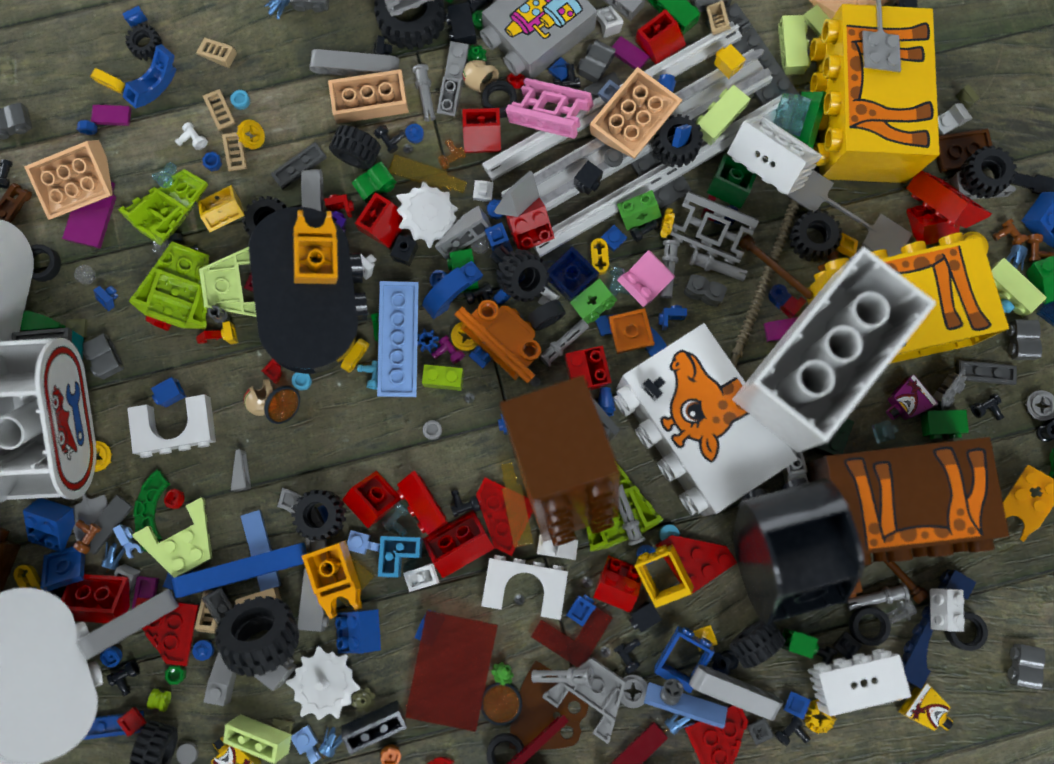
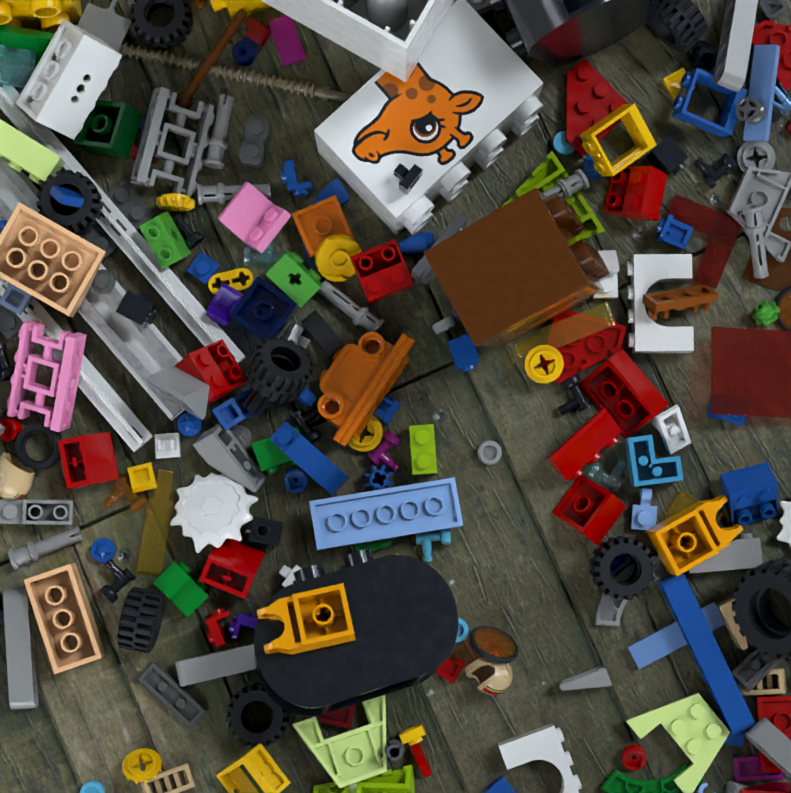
camera: 100 degrees left, 5 degrees up
(462, 167) = (142, 477): none -> yellow plate
(485, 477) = (554, 367): none -> yellow gear
(525, 602) = (679, 300): none -> dark orange plate
(582, 245) = (223, 304): none -> dark purple bracket
(606, 334) = (334, 255): none -> yellow tile

